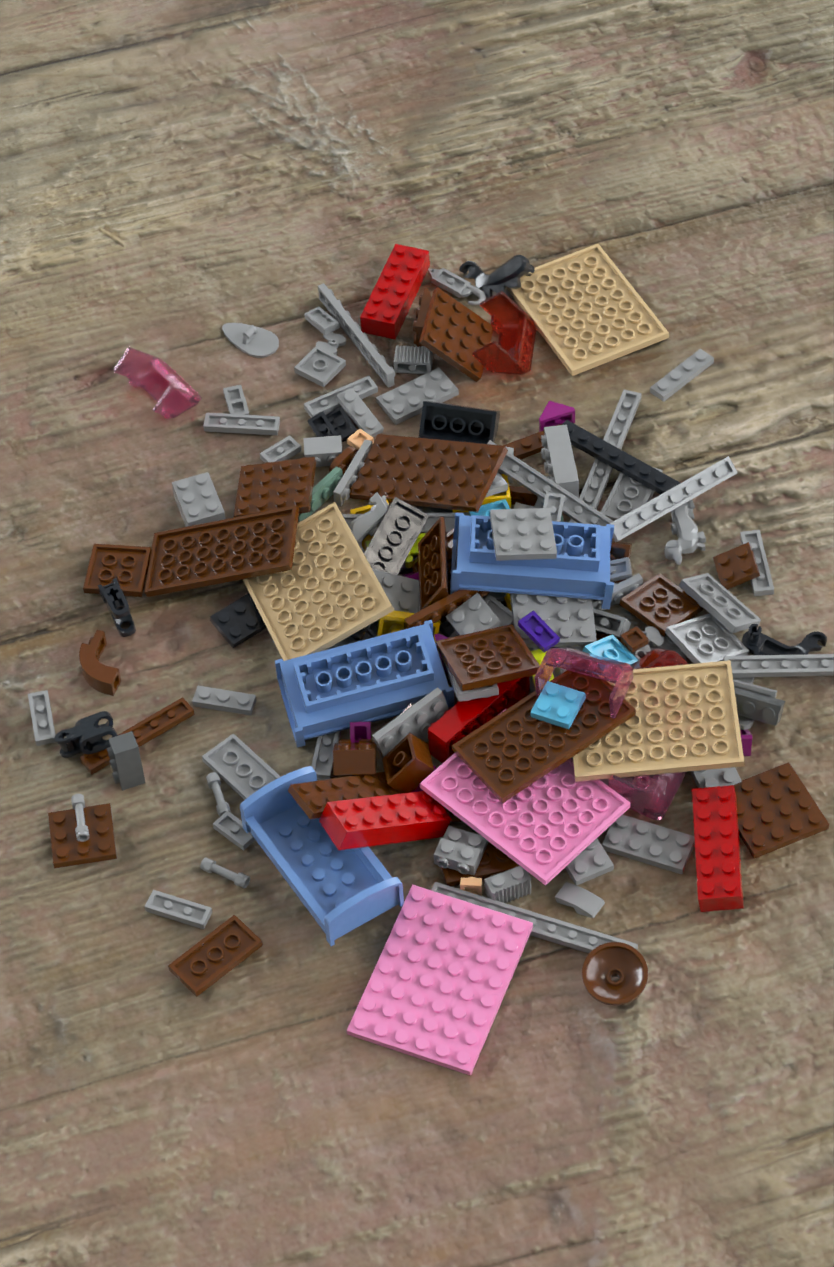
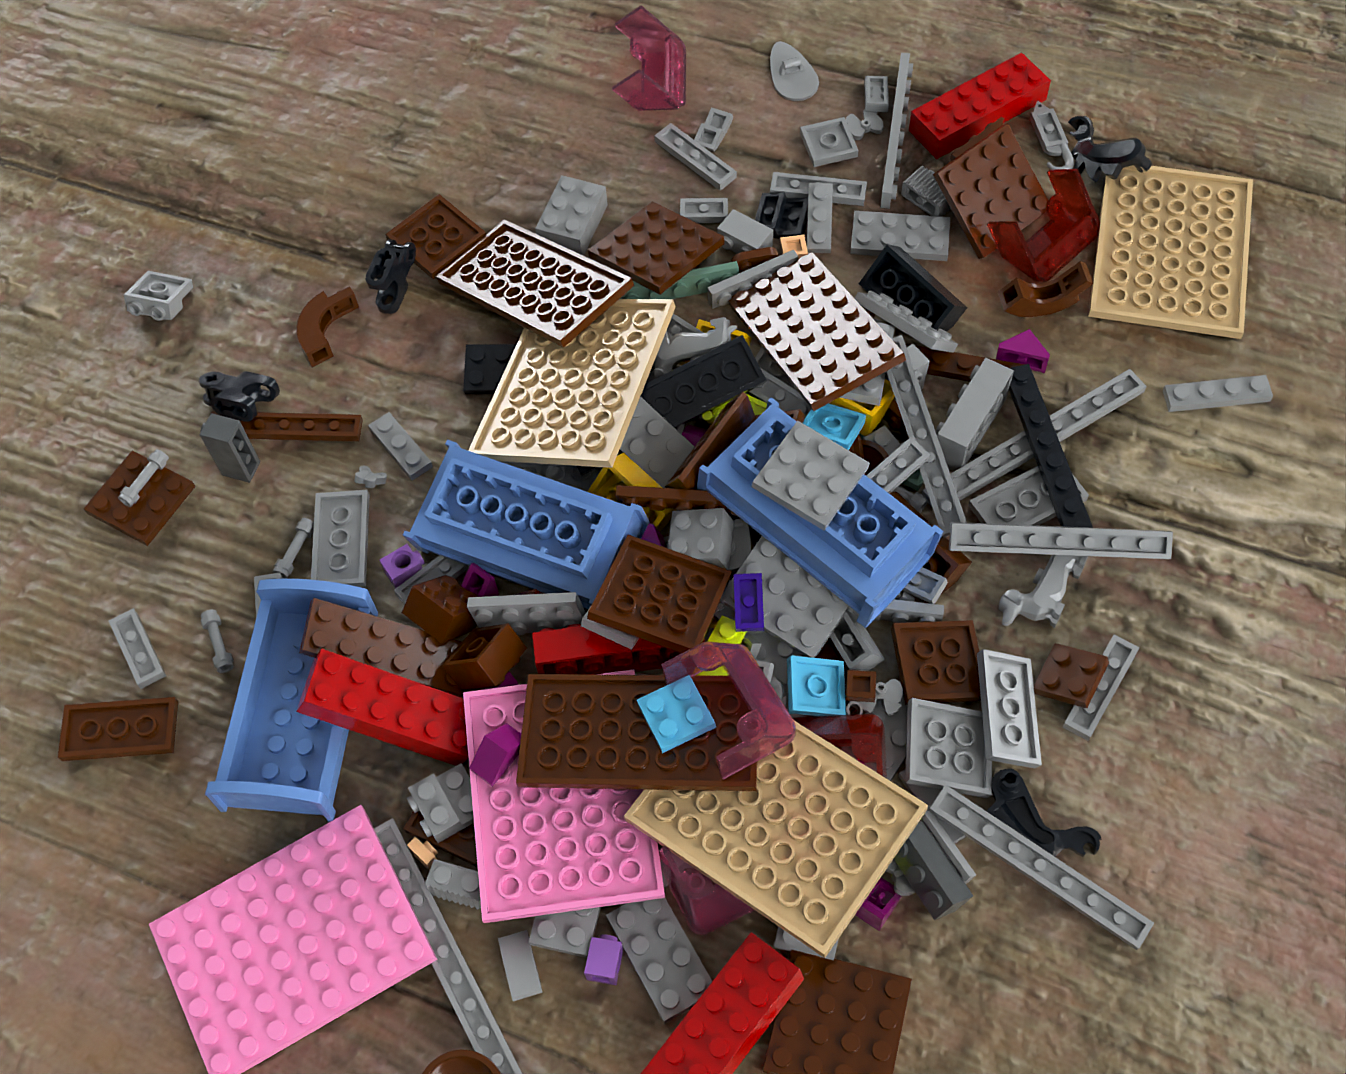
camera: 40 degrees right, 10 degrees up
(42, 717) = (224, 344): light grey plate -> none
(224, 729) = (368, 478): none -> light grey piece
(300, 756) = (393, 561): none -> medium lavender brick
(473, 797) = (496, 753): none -> magenta slope
(482, 436) = (902, 318): none -> light grey plate
(541, 377) = (1045, 298): none -> reddish brown arch
(625, 864) = (604, 959): none -> medium lavender brick

